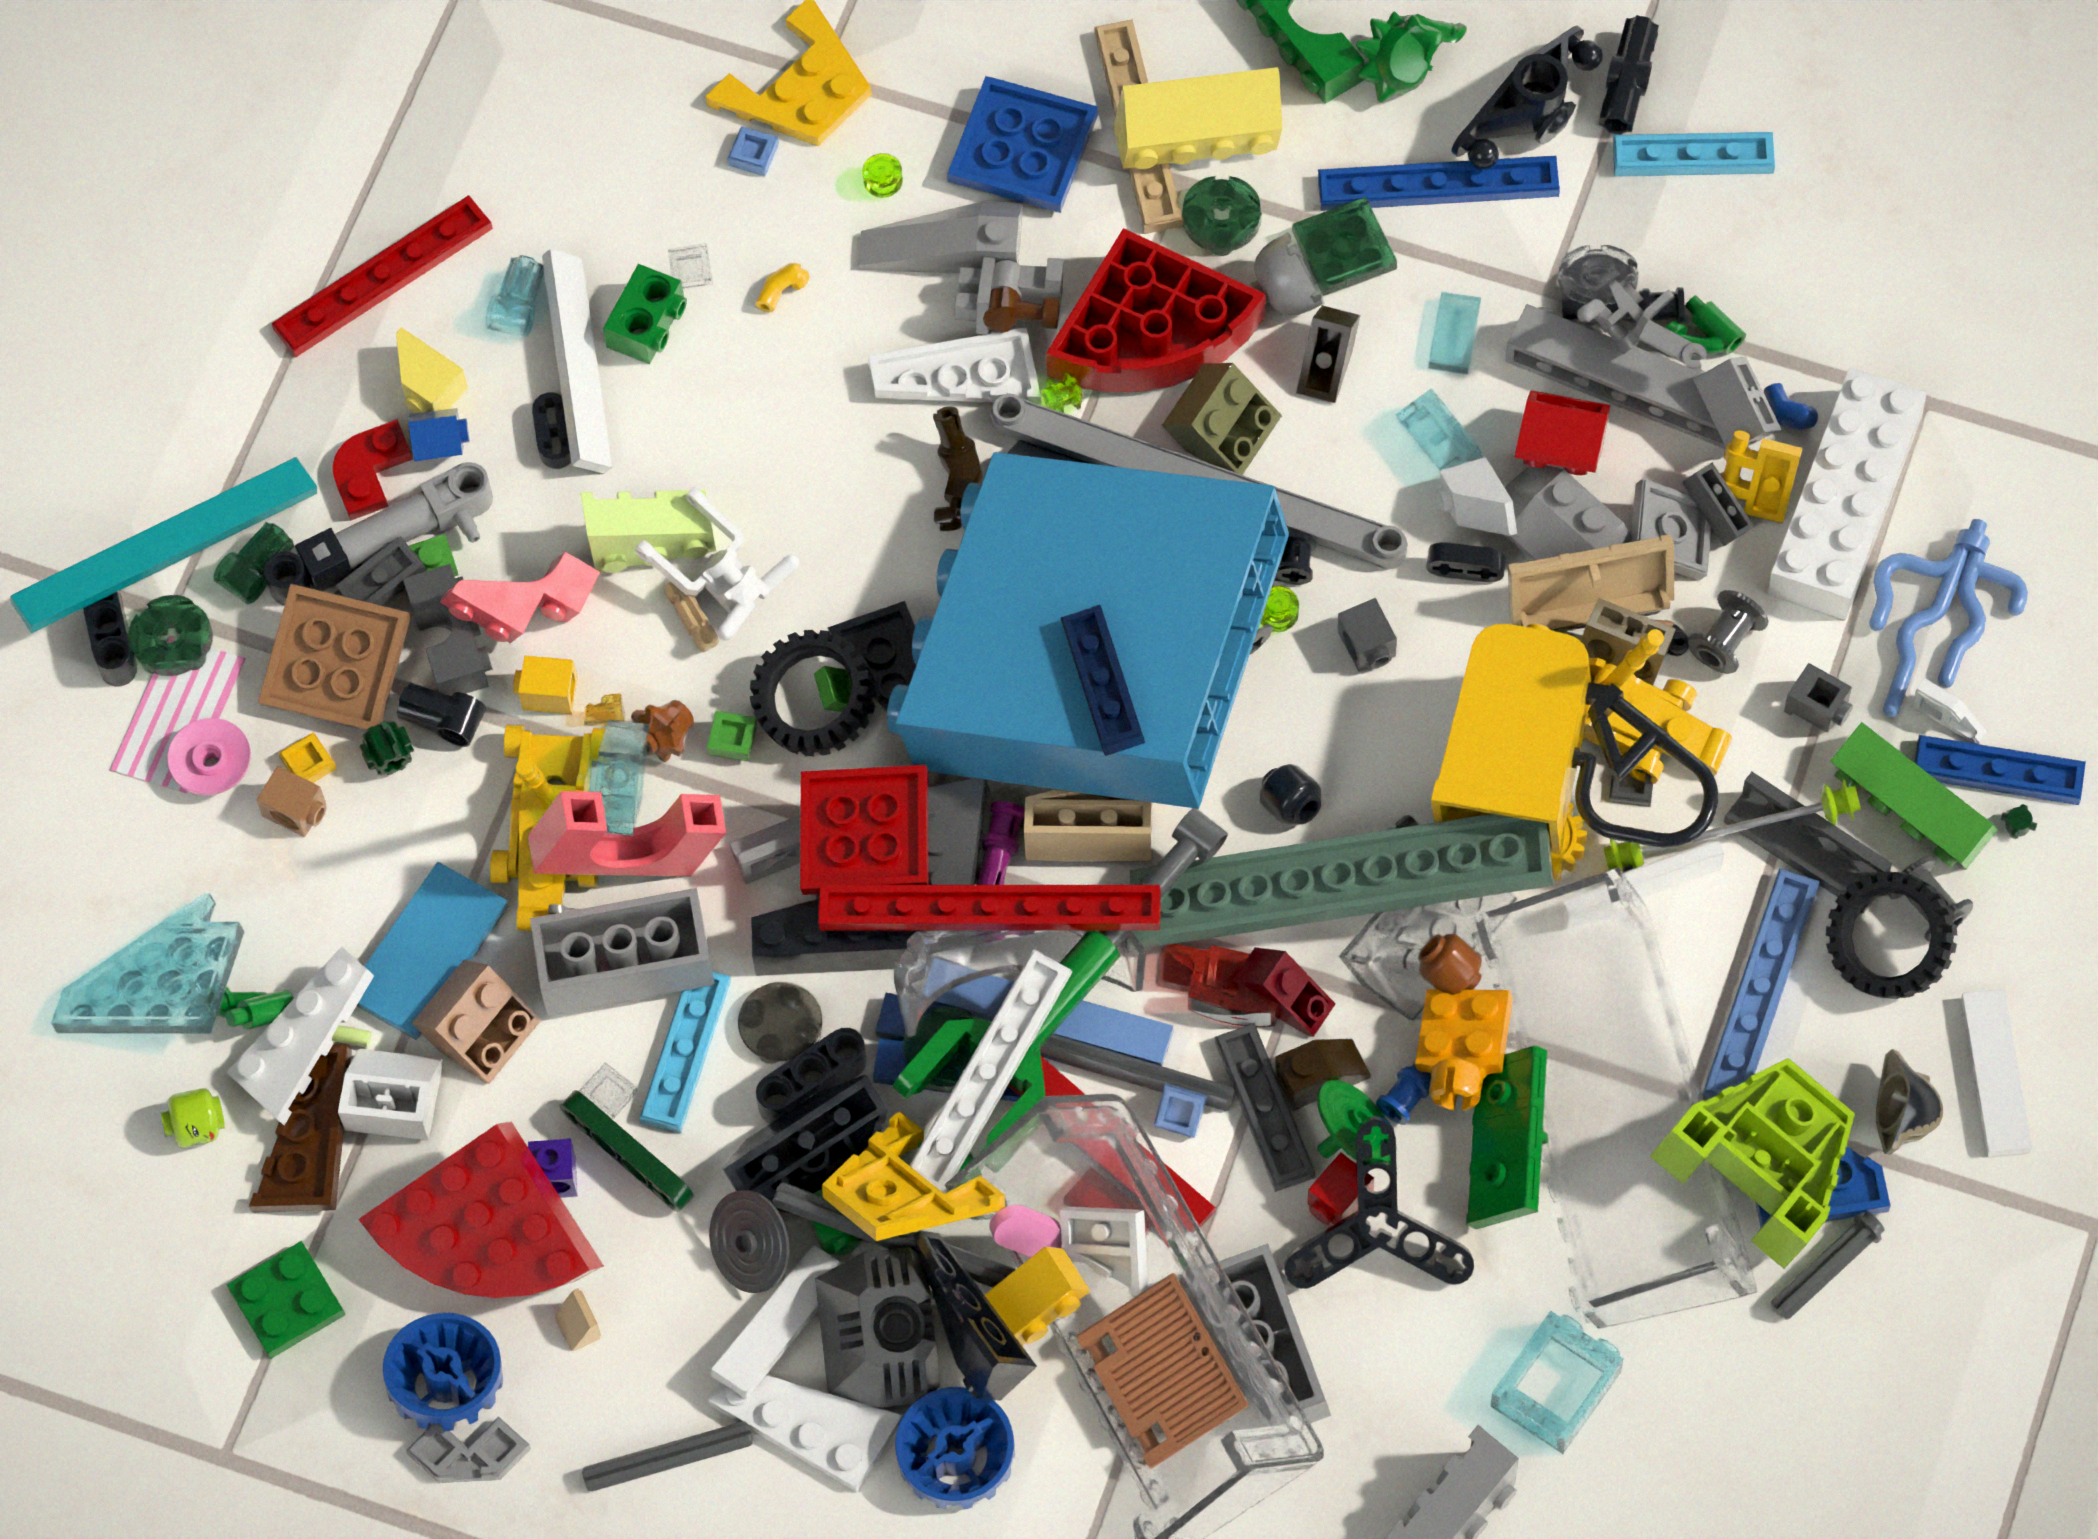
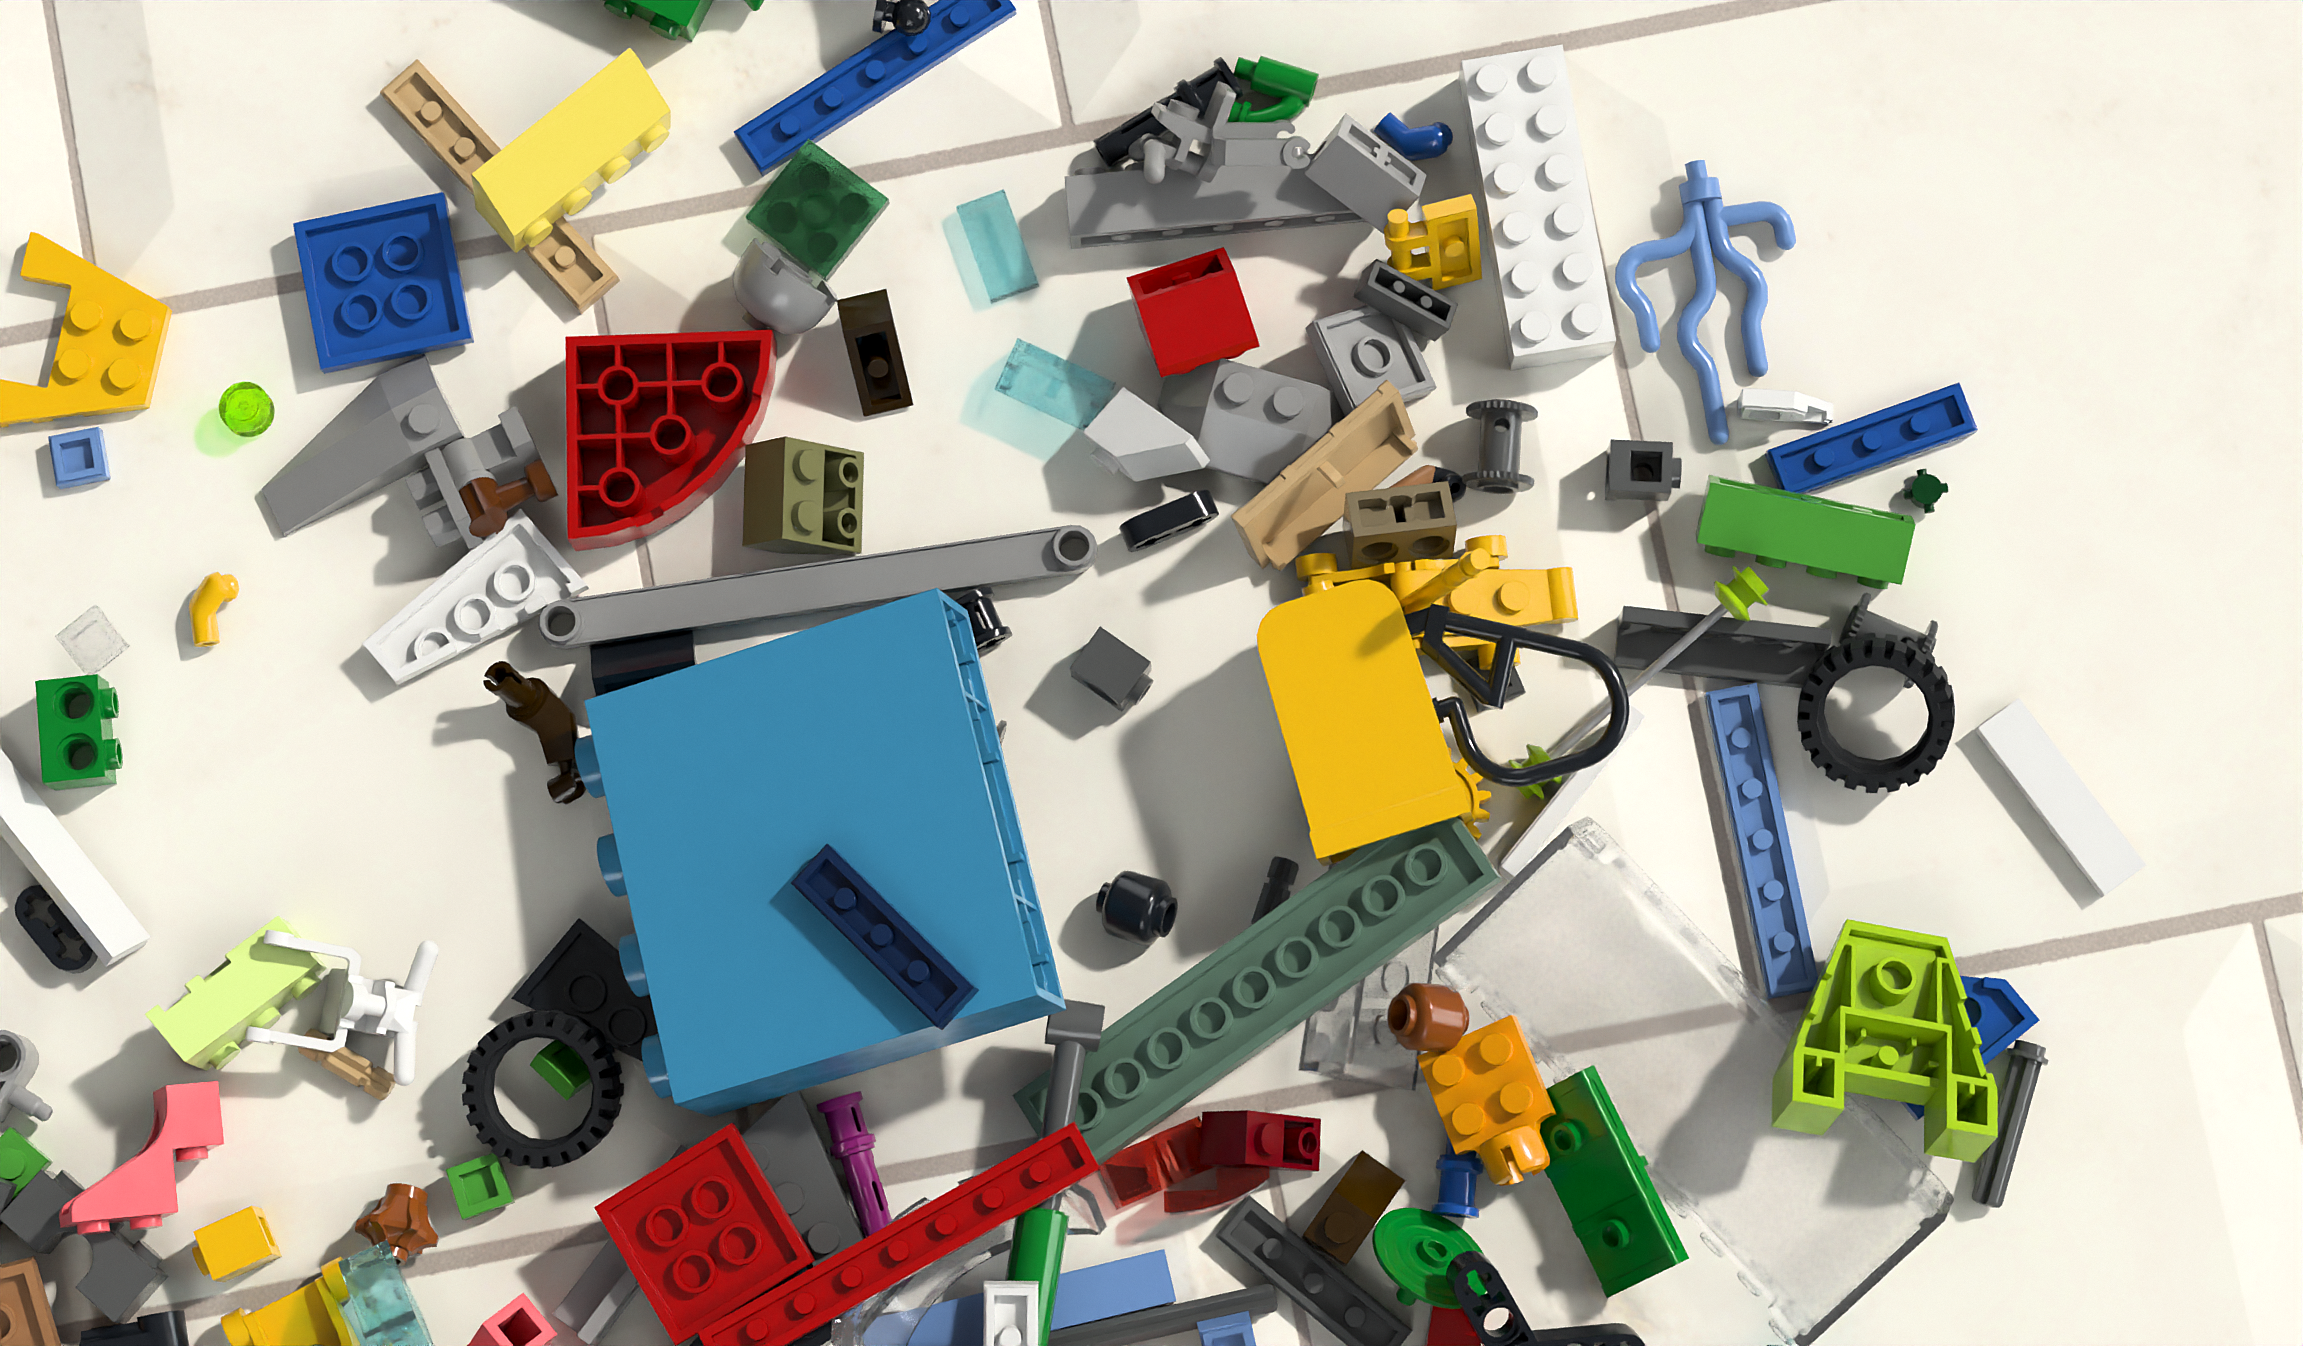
camera: 30 degrees left, 15 degrees up
(609, 709) = (321, 1236): clear yellow tile -> none
(1063, 393) = (608, 567): clear neon green wheel -> none
(1086, 827) = (933, 1084): tan wedge -> none
(1226, 234) = (642, 221): clear green plate -> none
(1281, 609) = (1003, 689): clear neon green wheel -> none
(1587, 273) = (1117, 92): clear tile -> none
(1906, 1104) = (1991, 895): dark tan hat -> none

